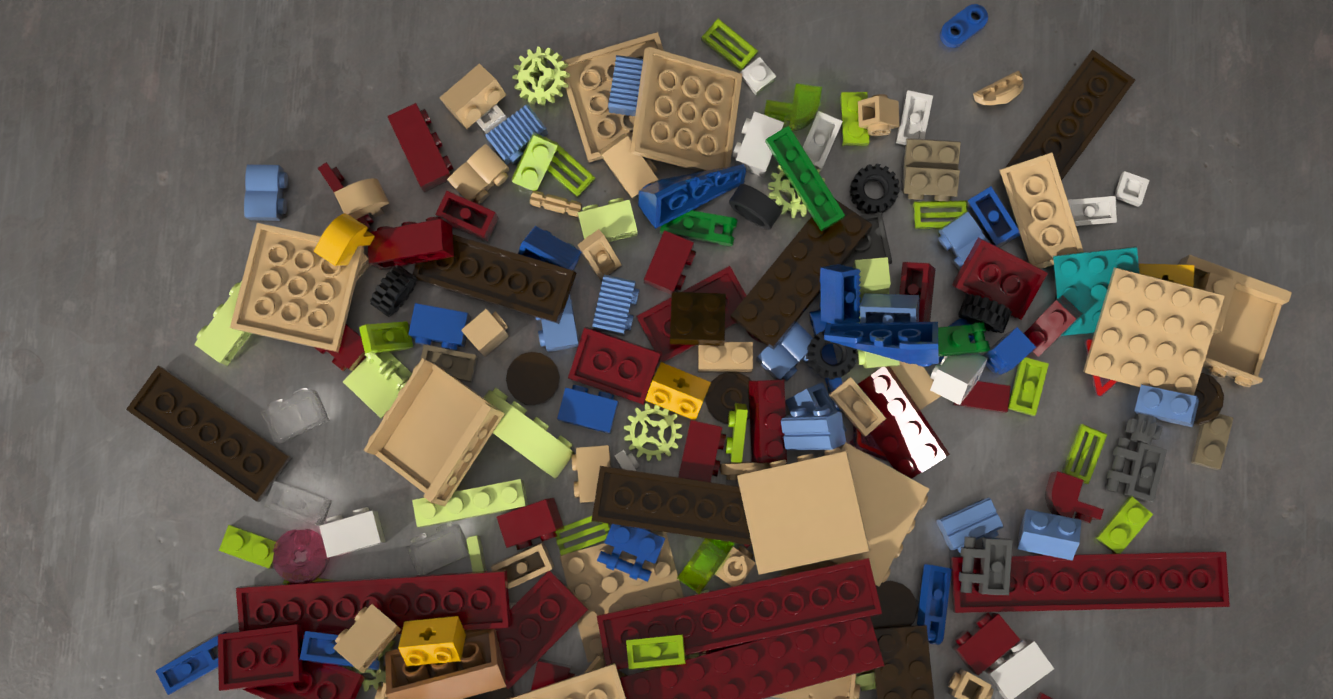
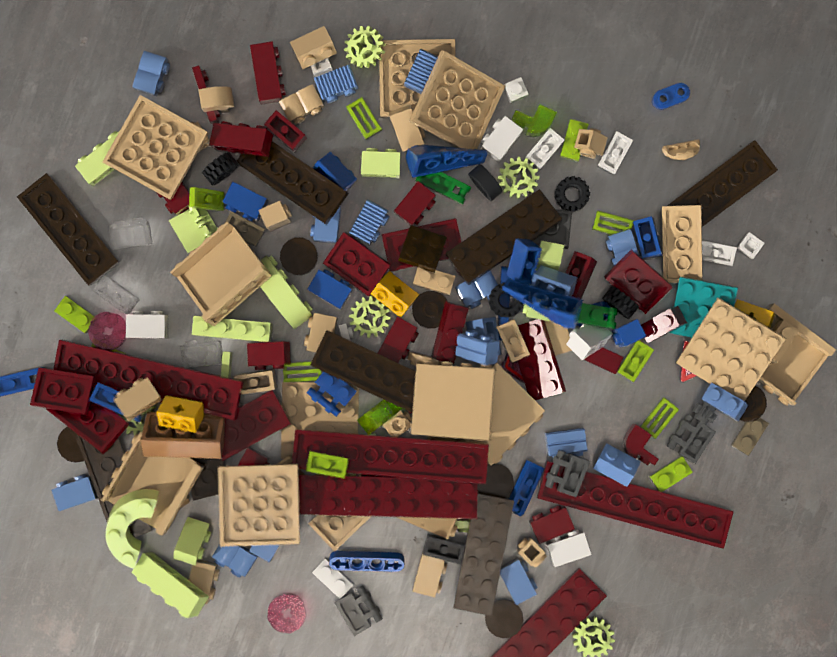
camera: 15 degrees right, 5 degrees up
(342, 239) = (195, 124): yellow brick -> none
(534, 162) = (342, 106): lime plate -> none
(555, 203) = (349, 139): tan axle -> none
(599, 254) = (368, 184): tan plate -> none
(722, 52) = (511, 75): lime tile -> none
(738, 421) = (423, 341): lime plate -> none
(805, 178) = (525, 173): green plate -> none
(931, 169) = (615, 191): dark tan plate -> none

